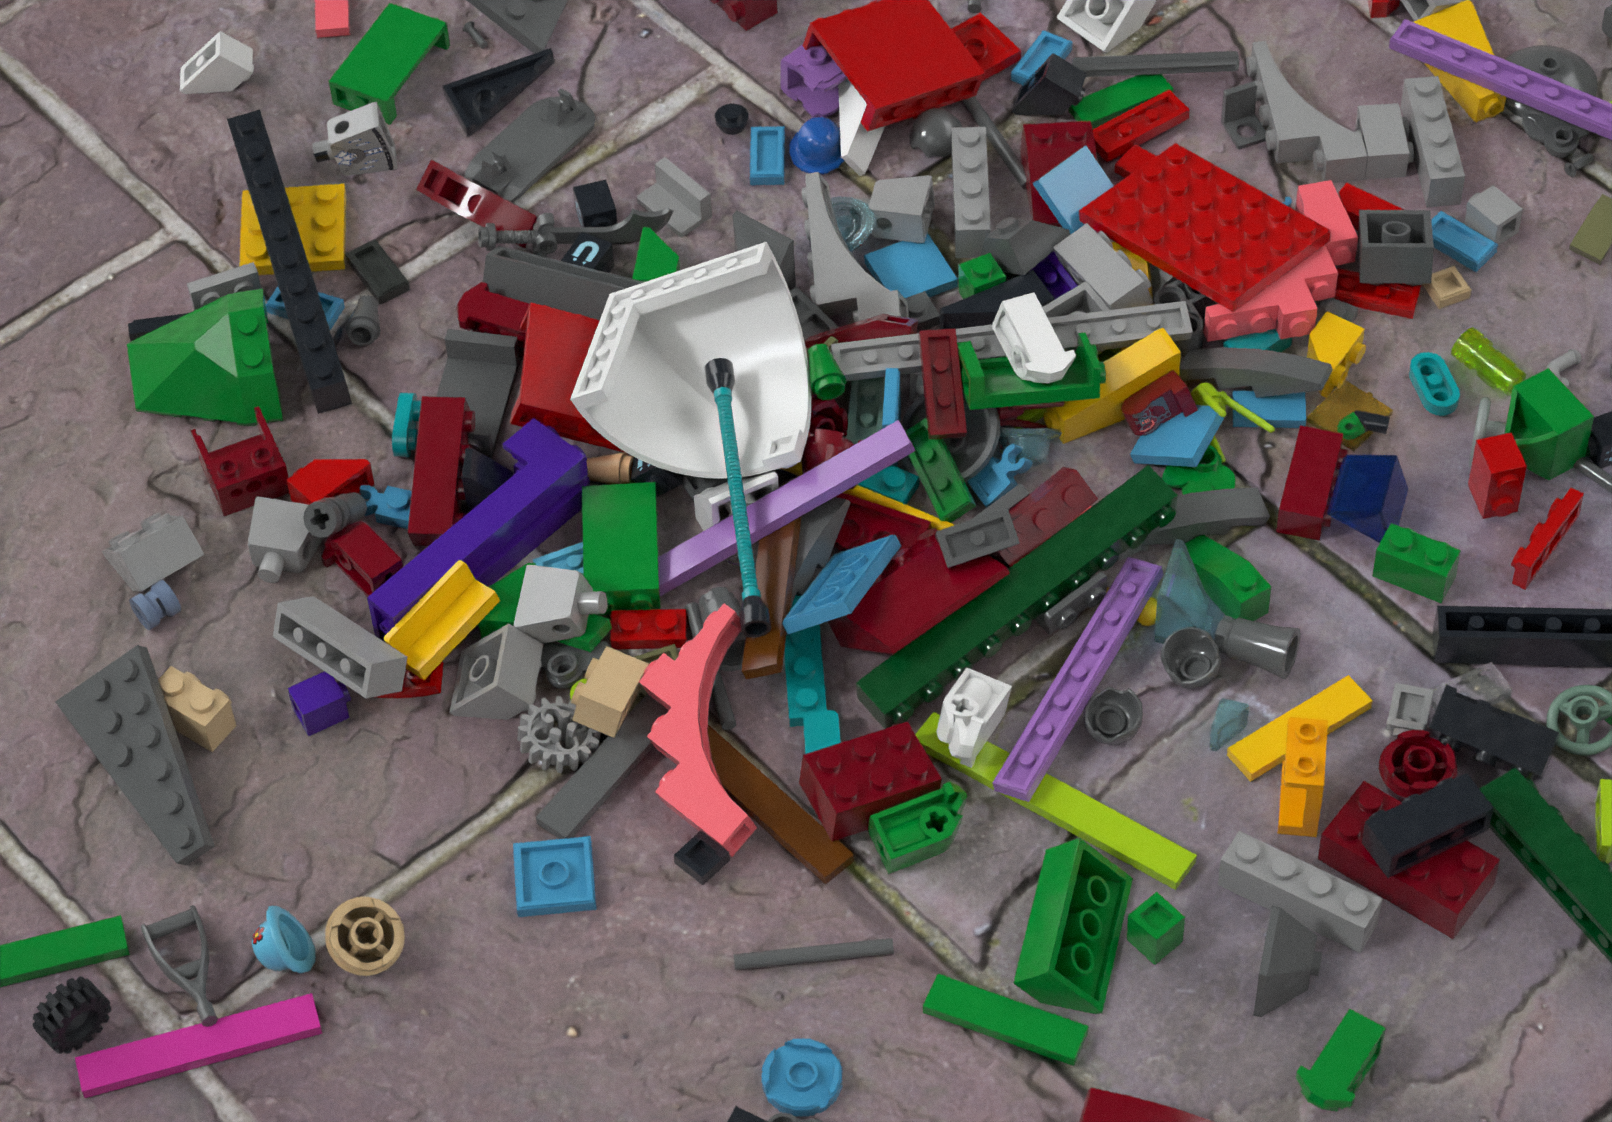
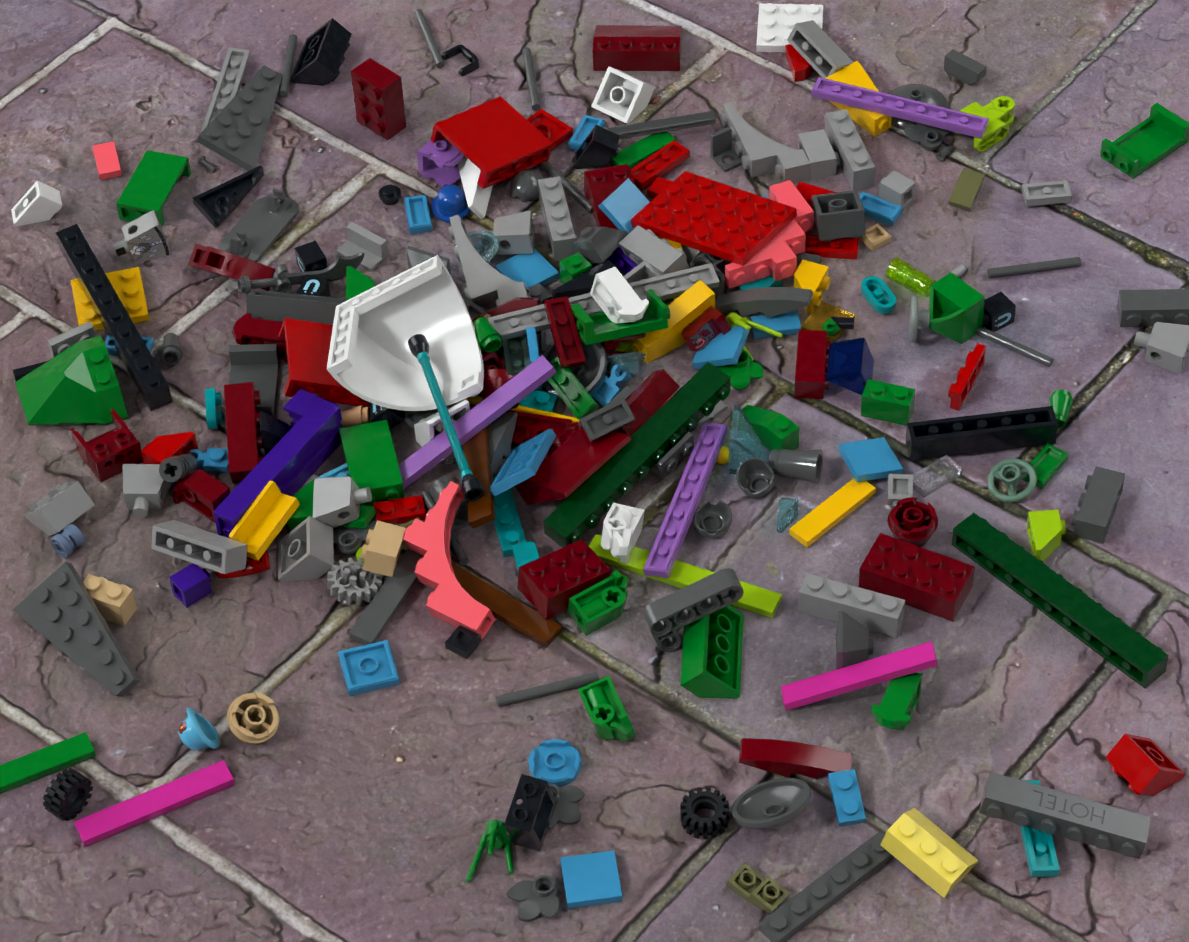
camera: 10 degrees left, 5 degrees down
(193, 969) = (137, 760): dark grey piece -> none
(377, 271) = (172, 318): pearl dark grey tile -> none
(893, 995) = (606, 710): none -> green piece
(1005, 1019) = (679, 709): green tile -> none
(1050, 858) = (690, 605): none -> dark grey beam
(1155, 928) = (764, 640): green panel -> none
(1211, 514) = (751, 391): dark grey slope -> none
(1289, 1013) = (859, 675): none -> dark pink tile
(1302, 777) = (842, 537): light orange panel -> none
(1372, 652) = (870, 459): none -> dark azure tile
(1426, 824) = (925, 550): black brick -> none
(1493, 734) = (956, 494): black wedge -> none
(1497, 475) = (929, 342): red brick -> none

